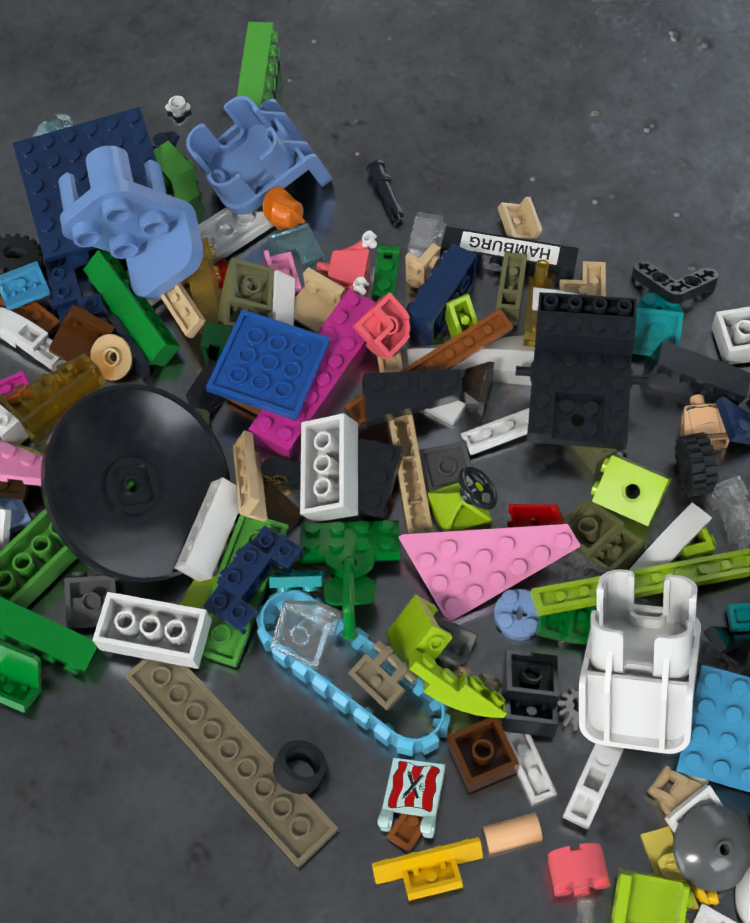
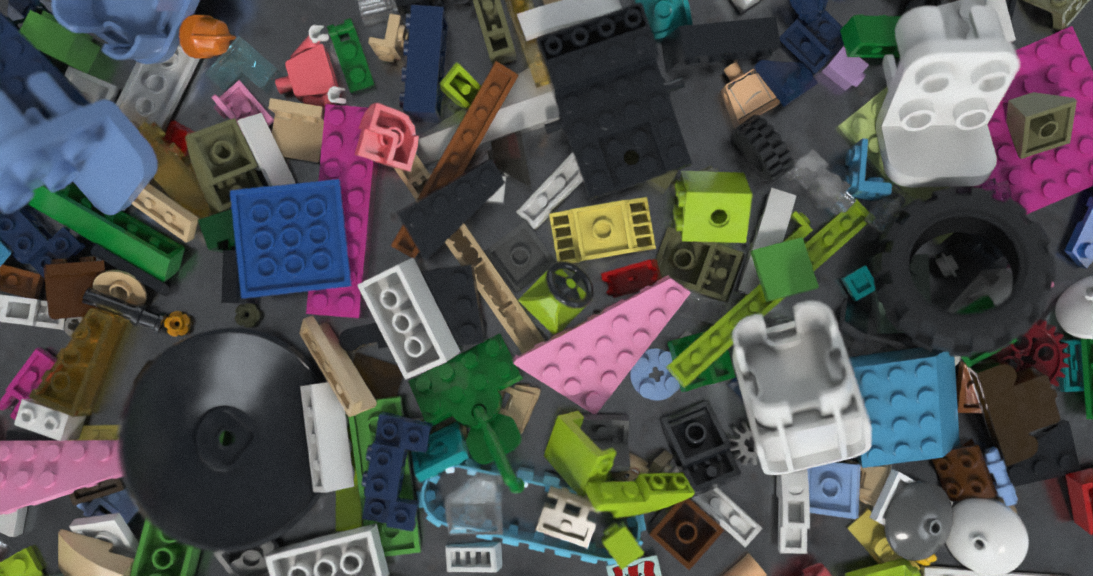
camera: 30 degrees left, 25 degrees up
(111, 375) = (136, 314): none -> black pin
(294, 701) = (483, 547): none -> white slope
(389, 583) = (520, 403): none -> tan piece
(418, 721) = (621, 544): none -> lime brick
(529, 473) = (602, 230): none -> light yellow plate
(639, 782) = (835, 489): none -> light blue plate
(673, 558) = (784, 269): none -> bright green tile

